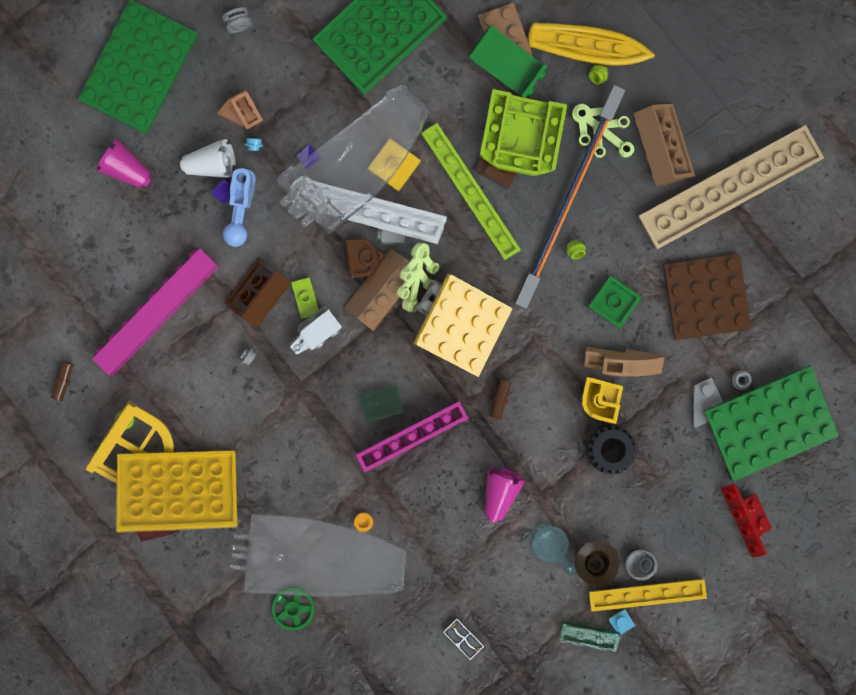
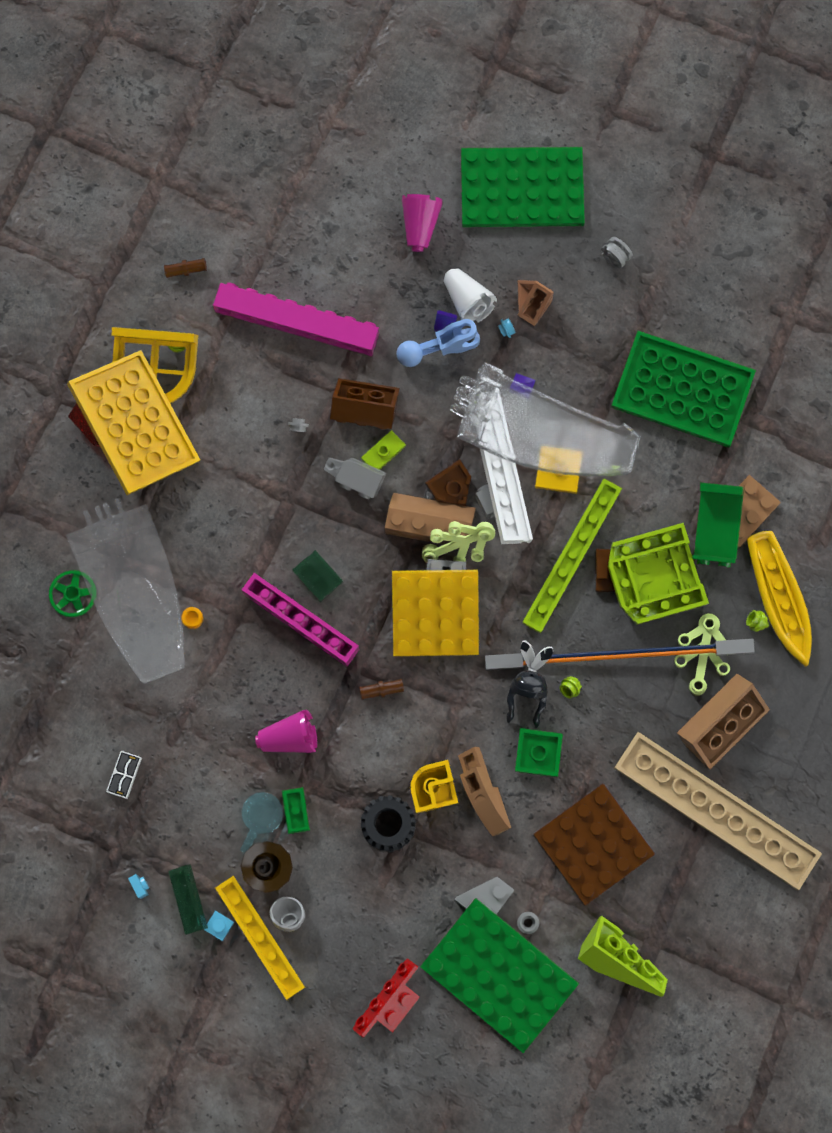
camera: 60 degrees right, 10 degrees down
(558, 280) = (530, 683): none -> black hair
(559, 669) = (139, 885): none -> medium azure plate
(562, 517) = (295, 810): none -> green plate
(802, 327) = (613, 956): none -> lime wedge

